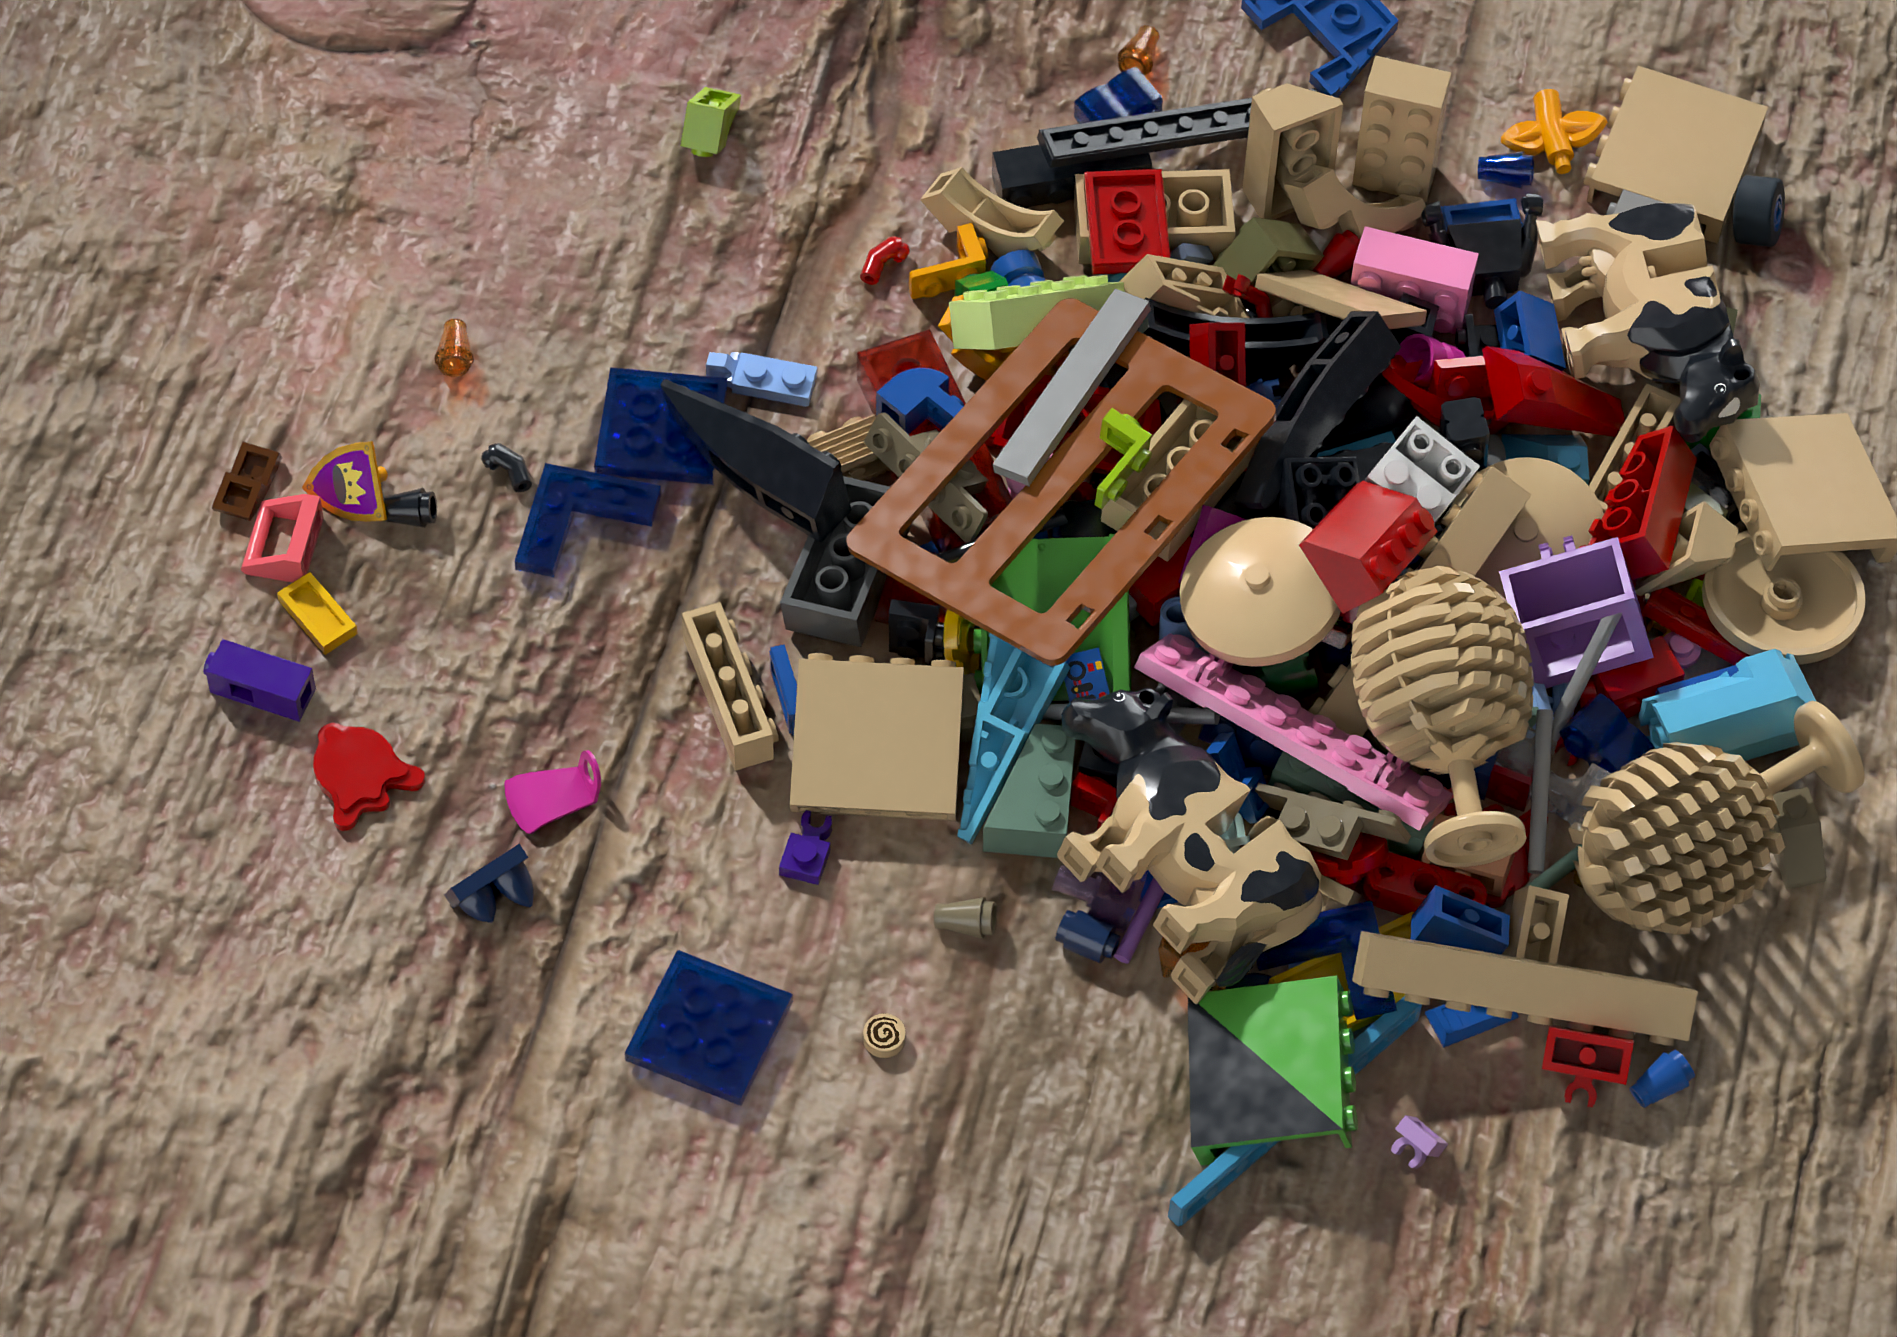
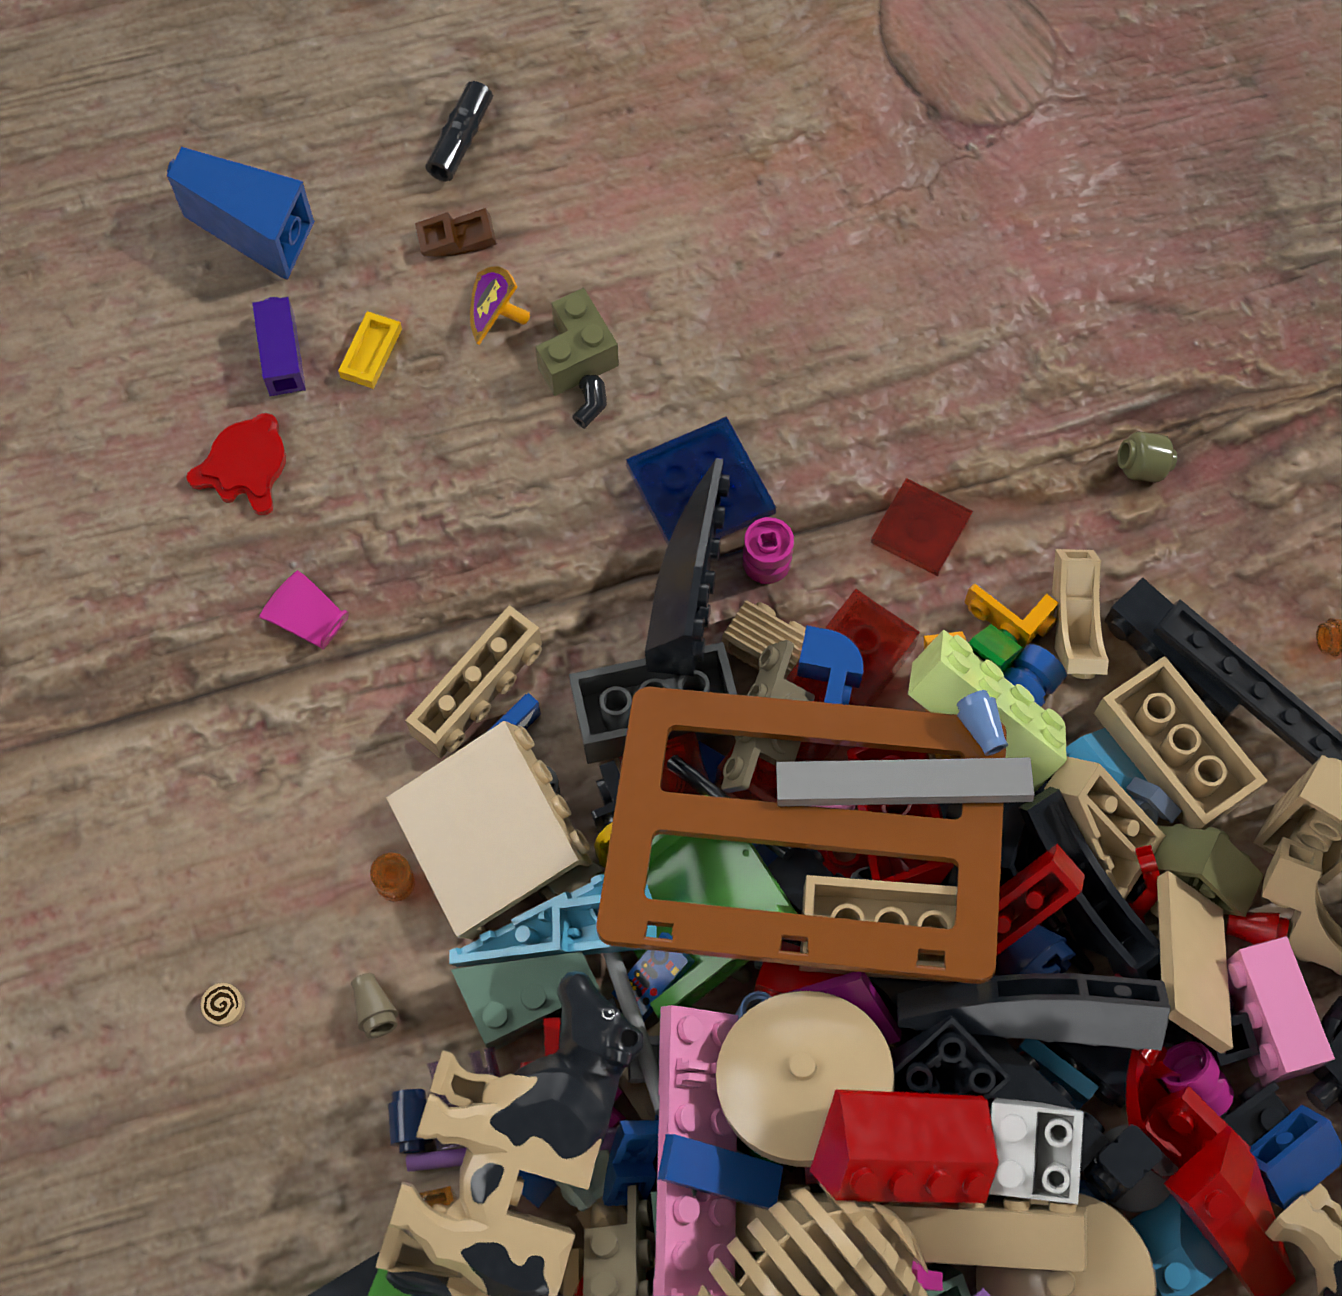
camera: 60 degrees right, 10 degrees up
(92, 631) = (244, 207): none -> blue slope
(139, 420) = (459, 131): none -> black axle
(291, 566) = (424, 298): coral tile -> none
(411, 508) = (502, 355): black cone -> none
(450, 435) = (581, 347): none -> olive brick
(454, 349) = (668, 299): clear orange cone -> none
(507, 874) = (207, 620): dark blue tile -> none
(574, 490) = (579, 452): clear blue plate -> none
(709, 121) = (1017, 346): lime arch -> none
(709, 1027) = (149, 860): clear blue plate -> none
(764, 377) = (811, 549): light blue hinge -> none
(767, 397) = (768, 550): none -> dark pink wheel
(807, 853) = (363, 838): dark purple plate -> none
(821, 287) = (921, 526): none -> clear red tile
(856, 850) = (398, 883): none -> clear orange wheel
(879, 255) = (983, 551): red arm -> none
(882, 89) = (1147, 456): none -> olive head
(1060, 305) = (982, 720): none -> medium blue cone
(1121, 97) = (1279, 649): clear blue brick -> none
(1125, 218) = (1144, 726): red tile -> none
(1133, 442) = (872, 857): lime bracket -> none
(1294, 698) = (719, 1172): none -> blue tile

